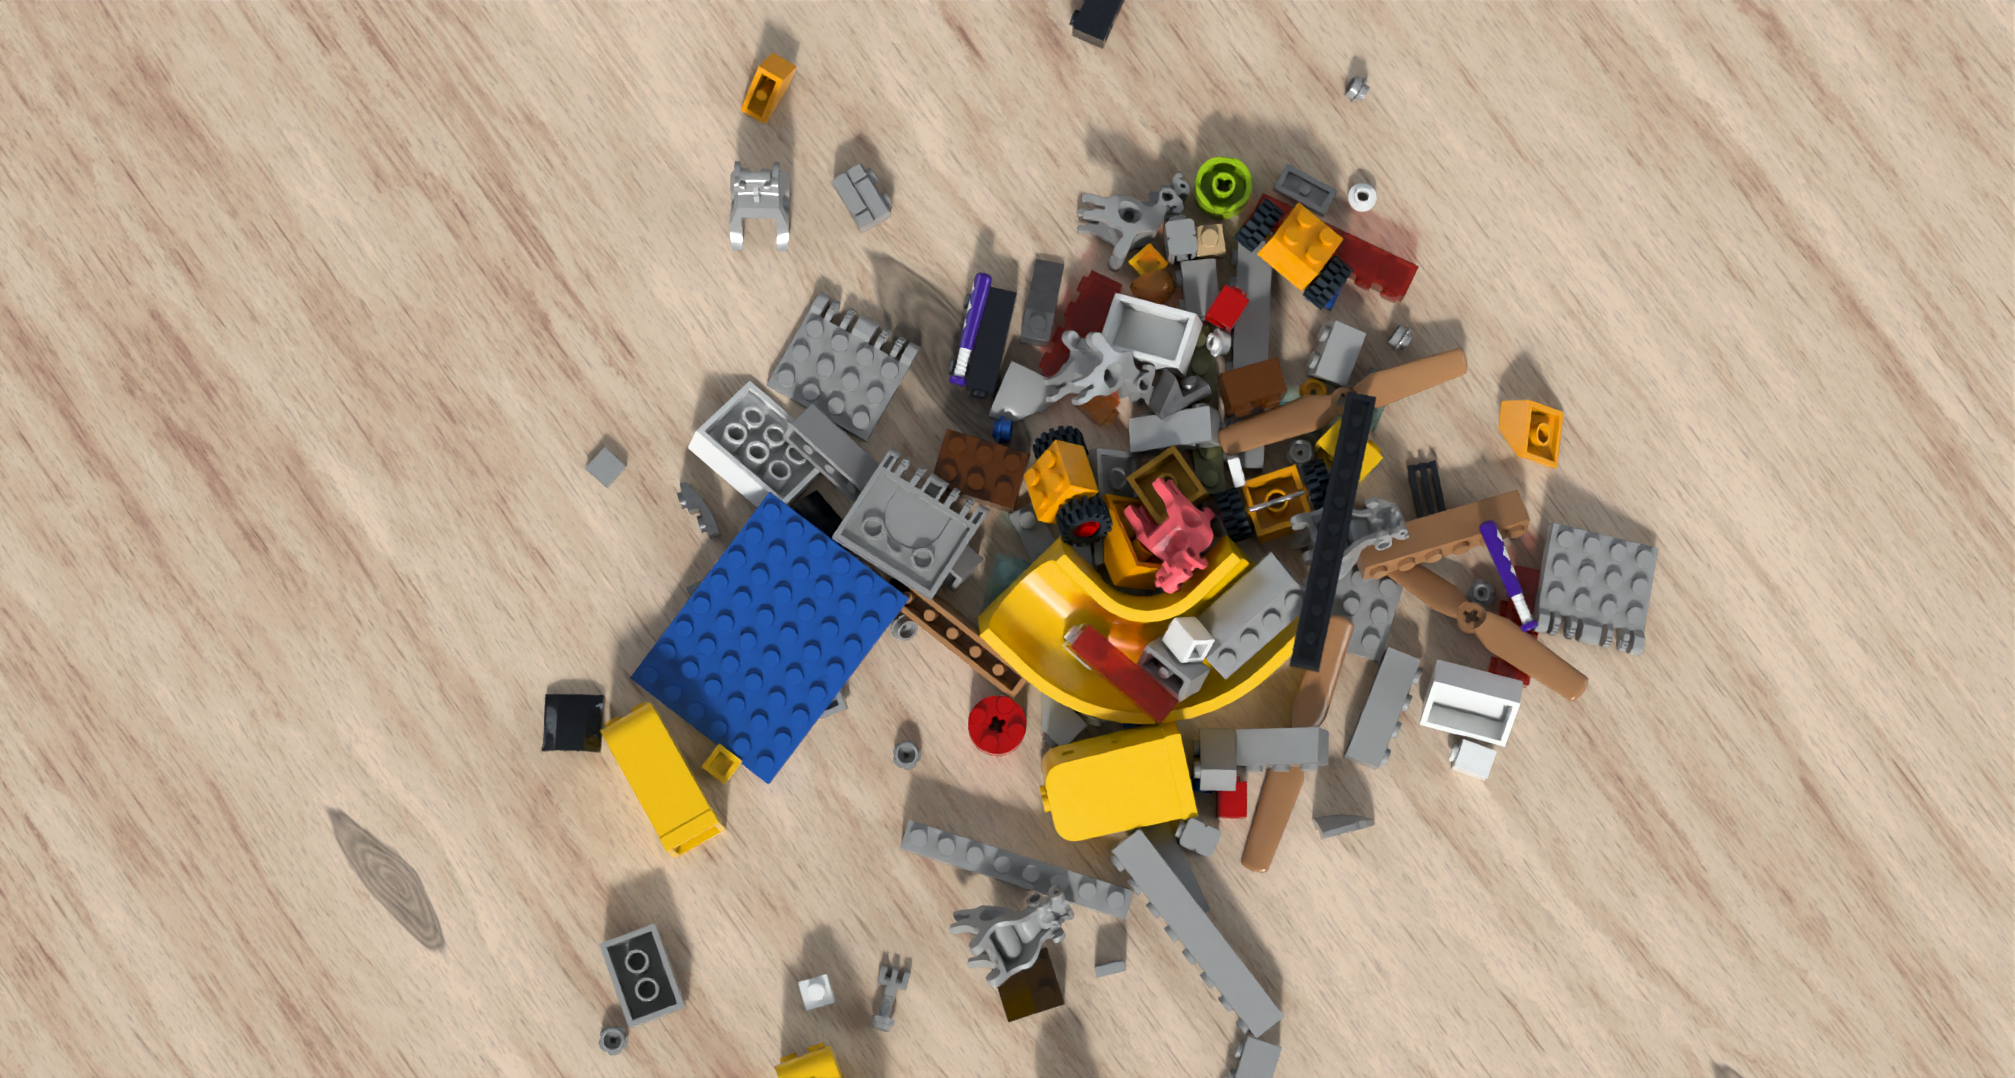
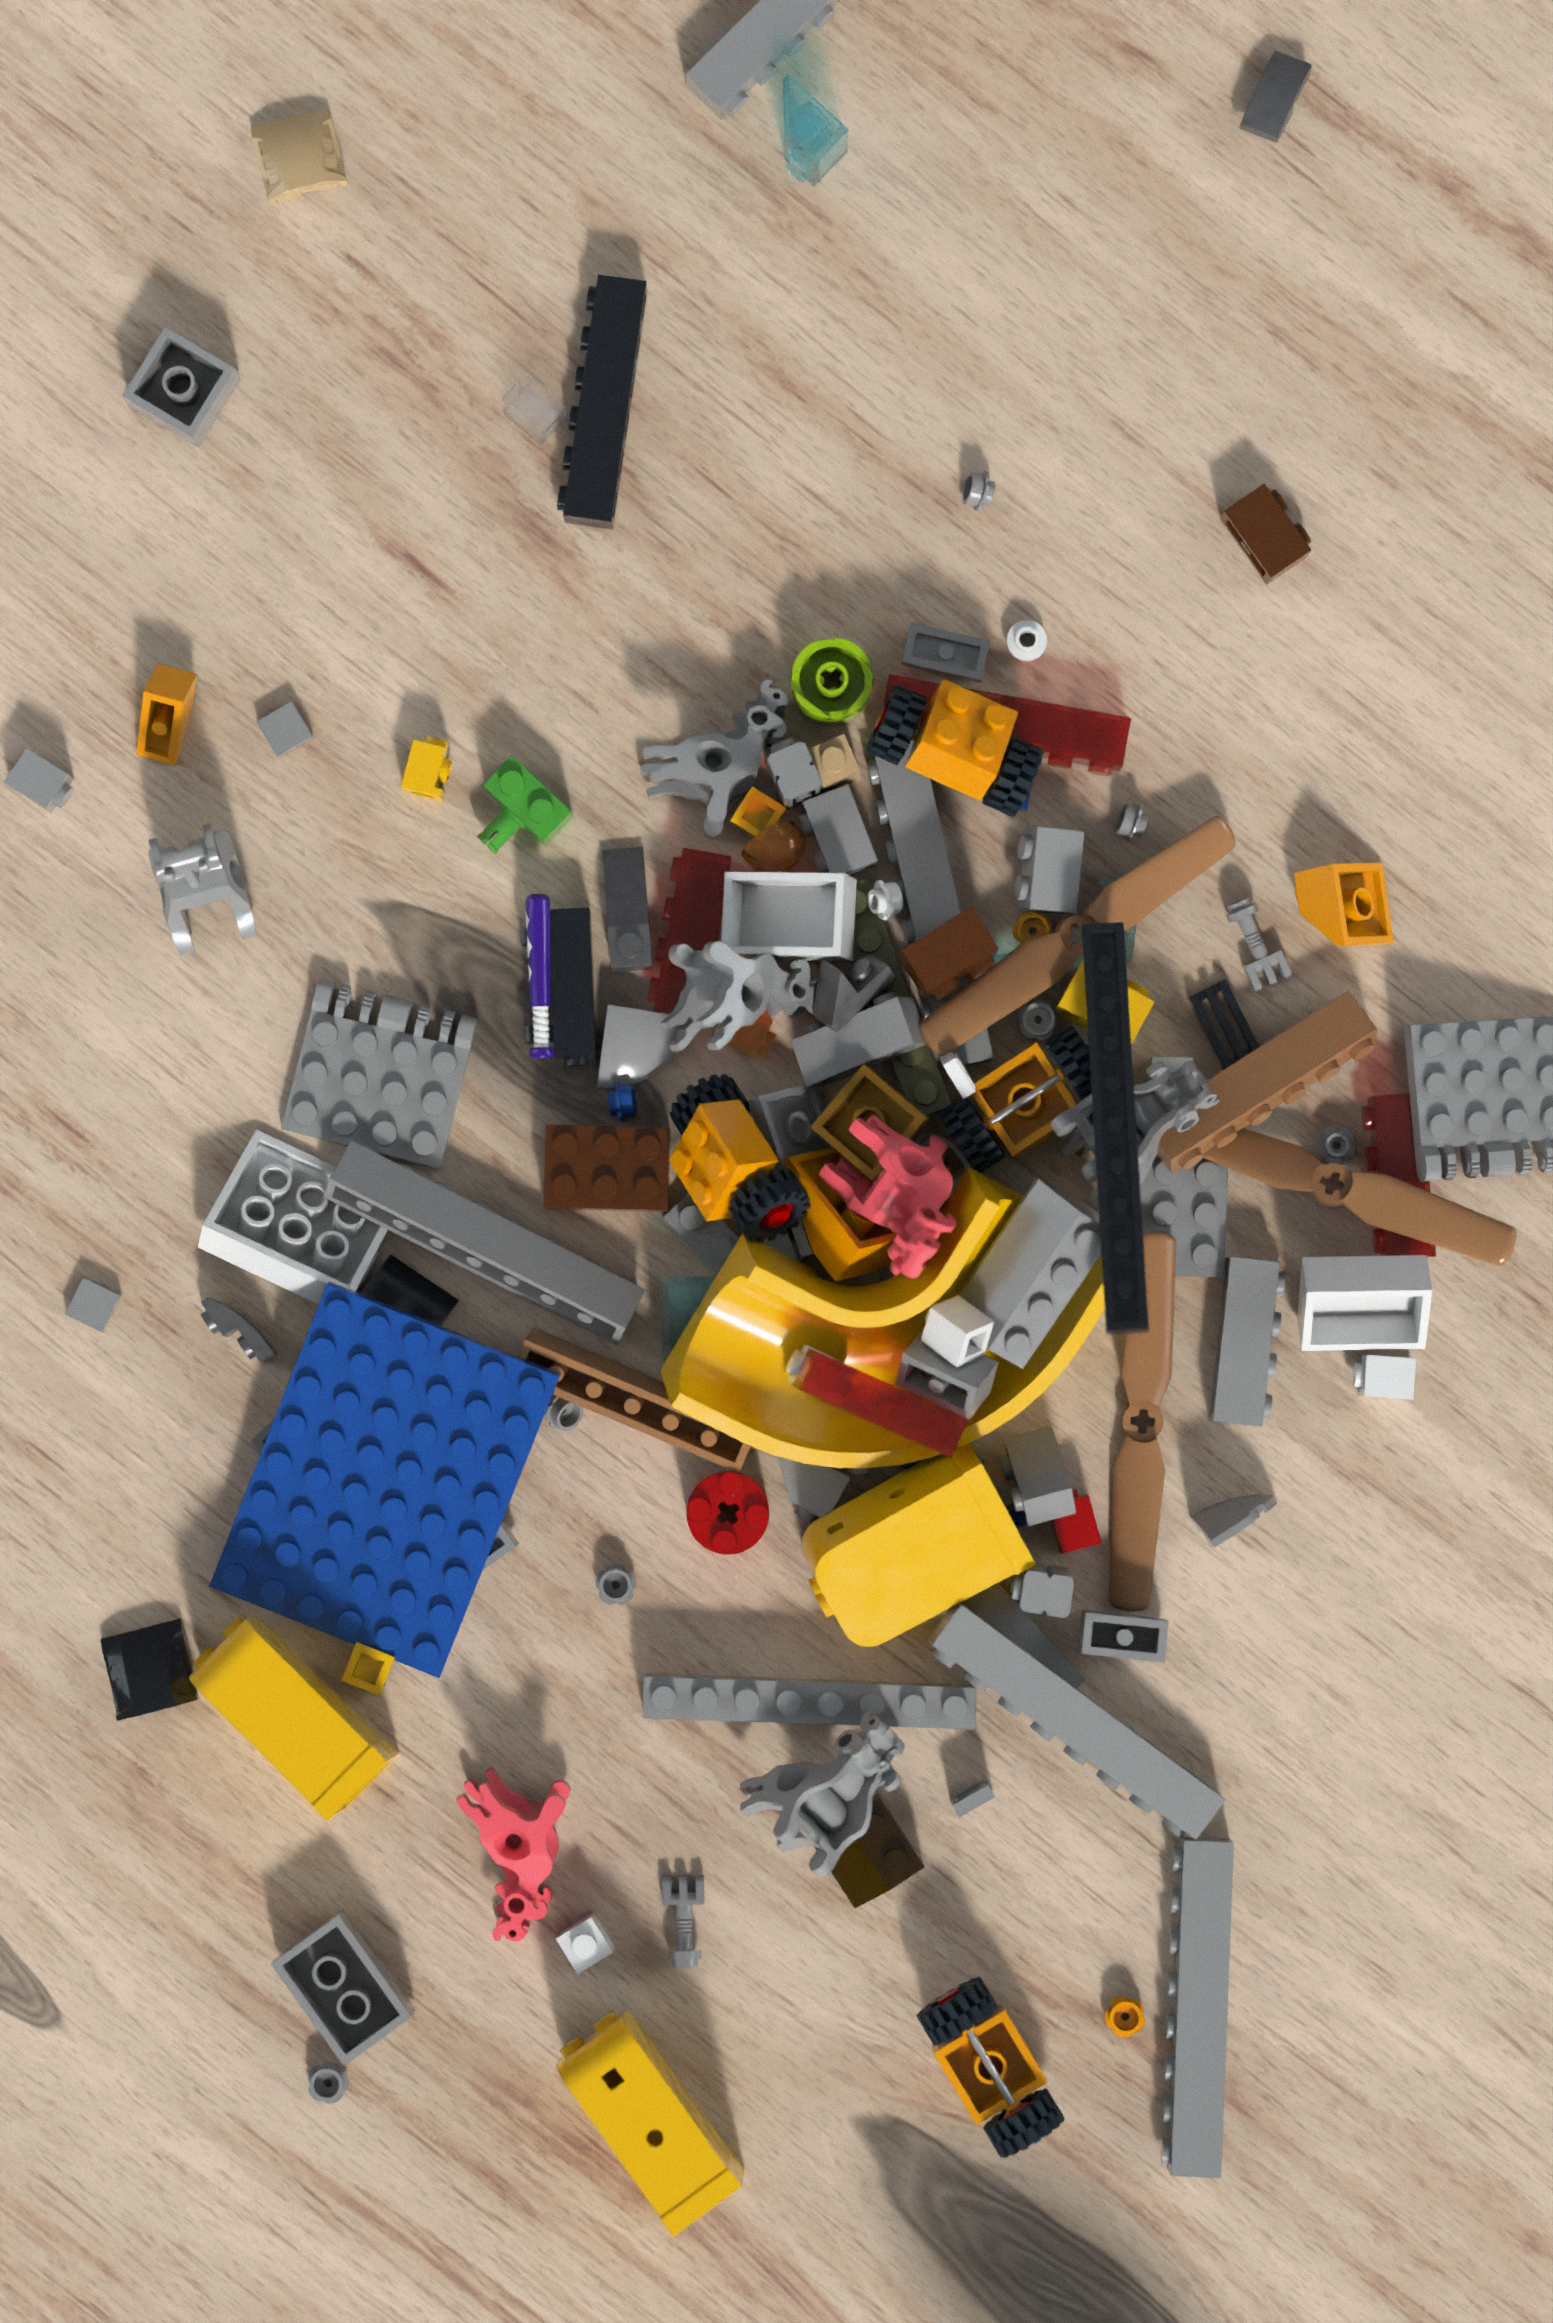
camera: 15 degrees left, 5 degrees up
(671, 109) = (40, 781): none -> light grey brick
(794, 909) = (520, 1839): none -> coral animal
(845, 120) = (285, 729): none -> light grey tile
(862, 197) = (339, 832): light grey brick -> none
(907, 527) = (531, 1280): light grey hinge -> none
(933, 172) = (427, 768): none -> yellow brick
(992, 212) = (523, 805): none -> bright green brick
(1227, 308) = (885, 850): red brick -> none
(1244, 885) = (1123, 1636): none -> light grey brick
(1282, 749) = (1124, 1438): light grey brick -> none
(1458, 418) = (1263, 961): none -> light grey hinge
(1502, 561) = (1357, 1101): dark purple piece -> none
(1544, 170) = (1267, 533): none -> reddish brown brick

